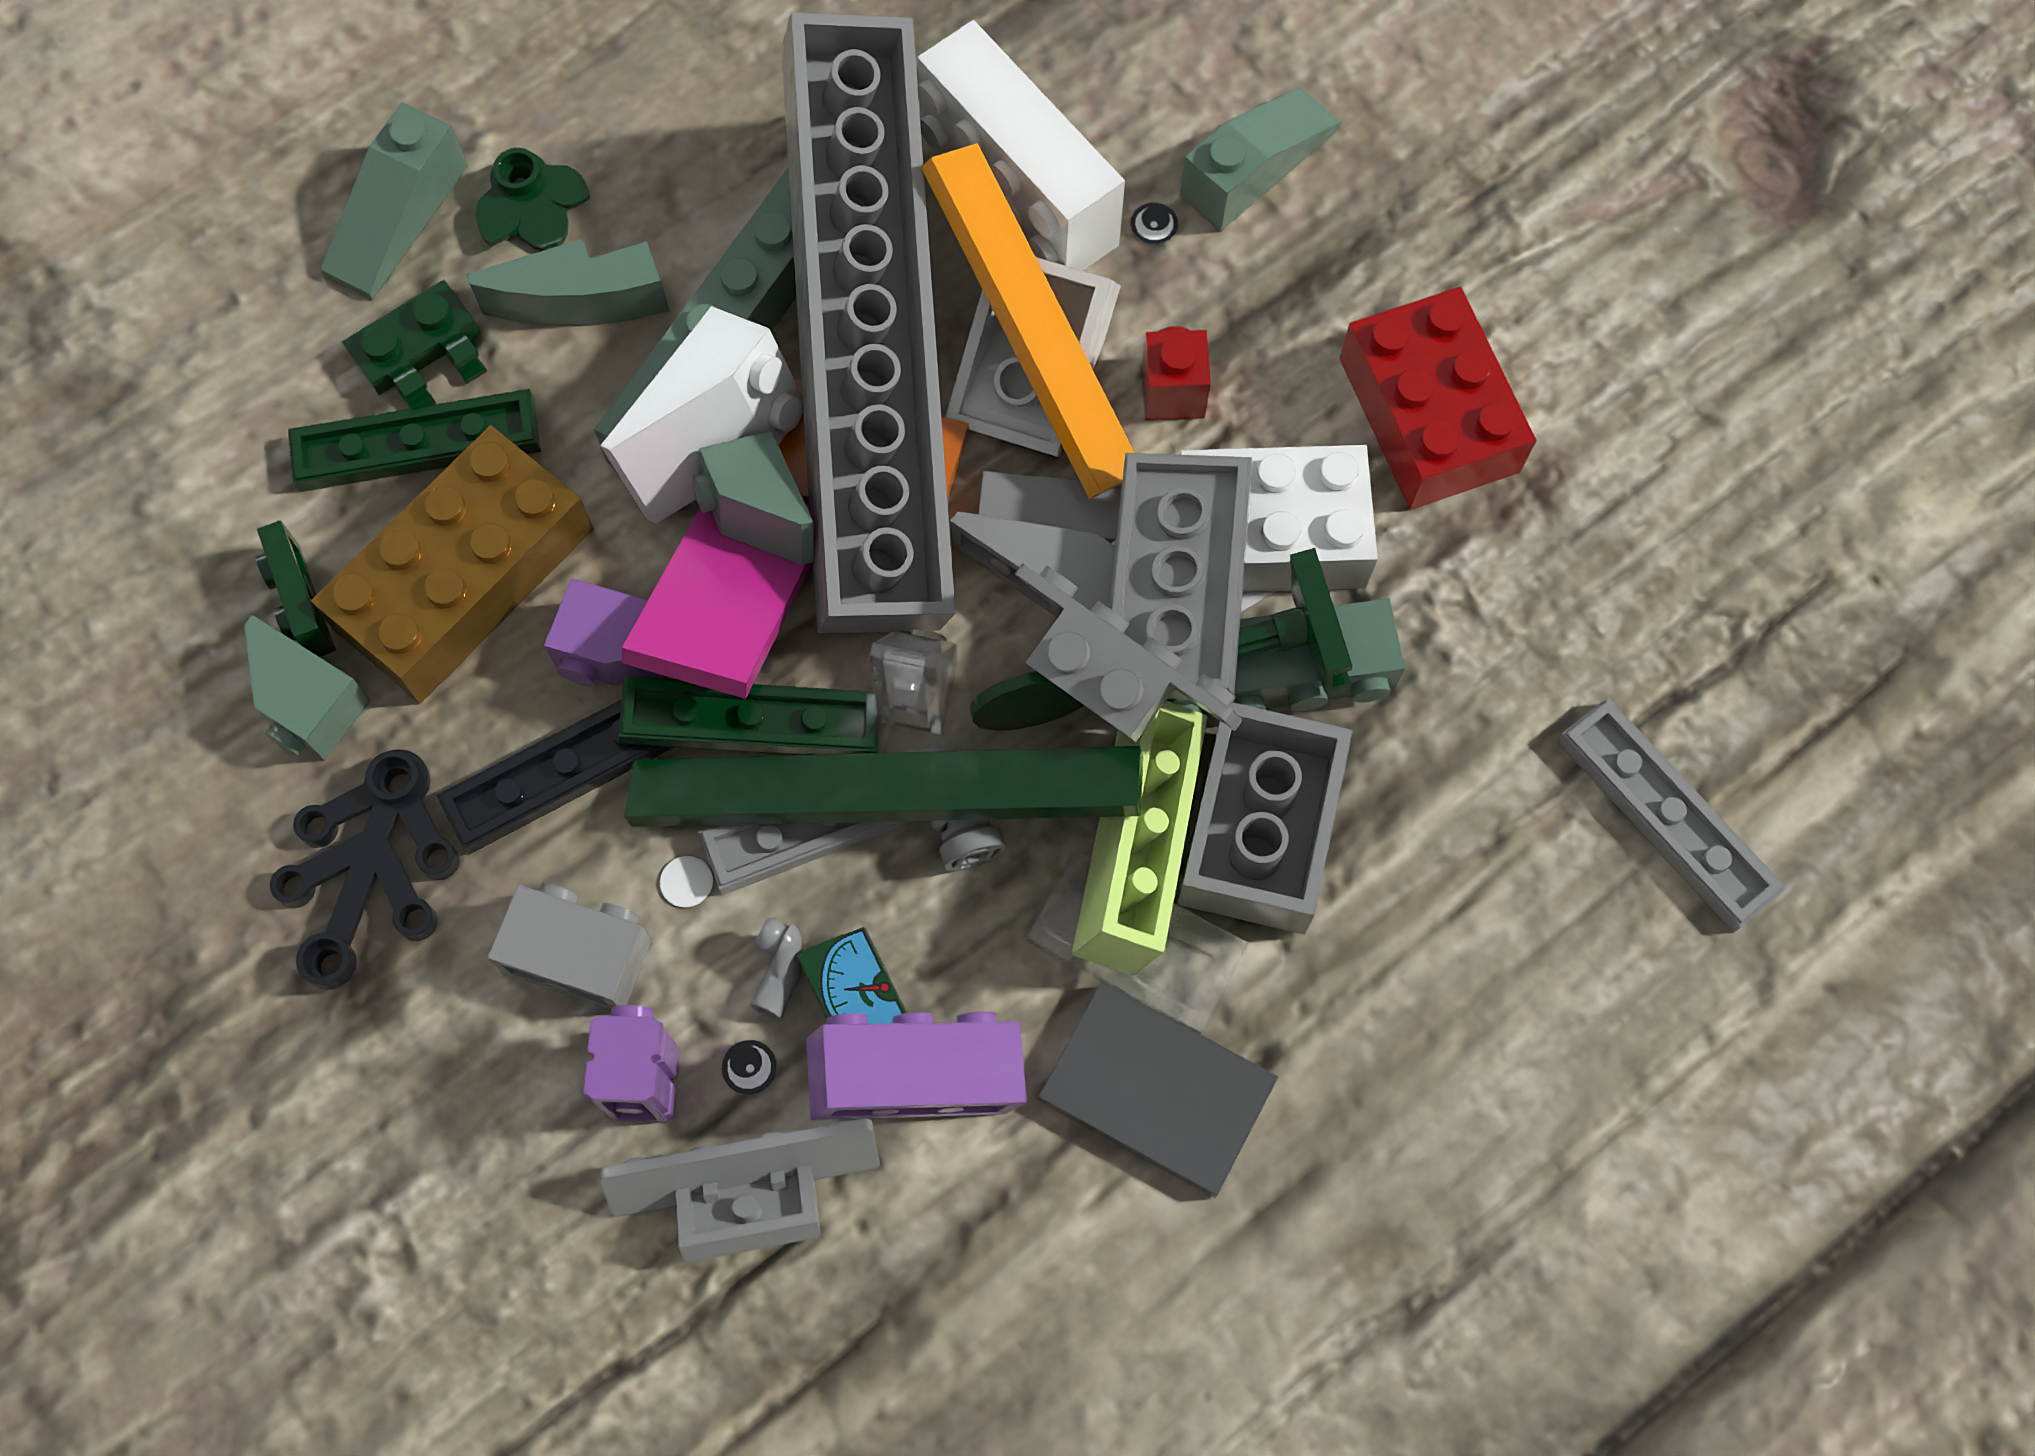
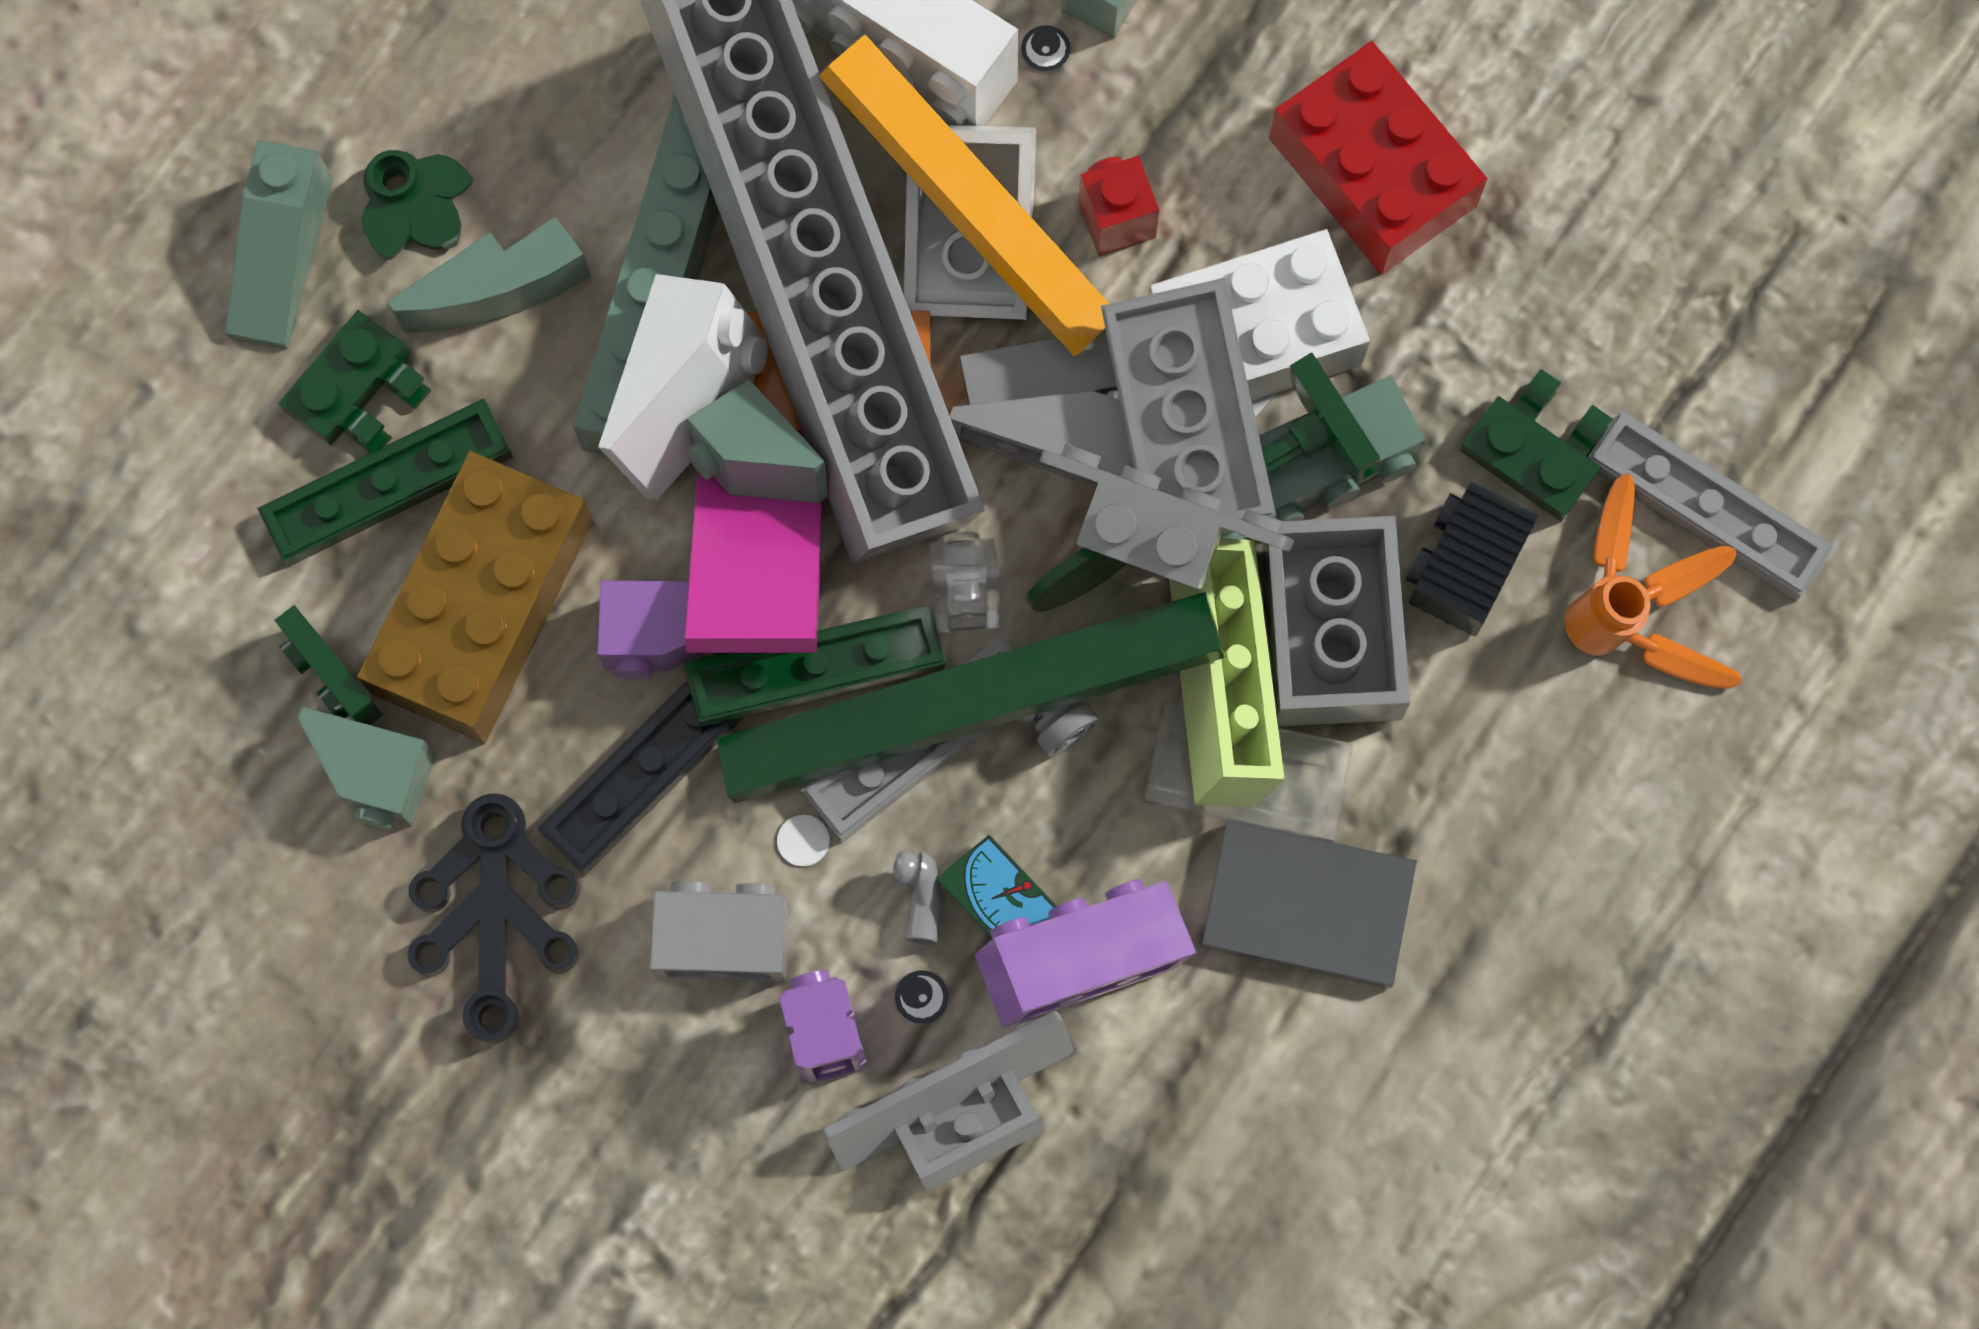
camera: 15 degrees left, 5 degrees up
(1418, 795) = (1471, 559): none -> black brick
(1504, 716) = (1530, 456): none -> dark green plate
(1554, 881) = (1620, 605): none -> orange plant

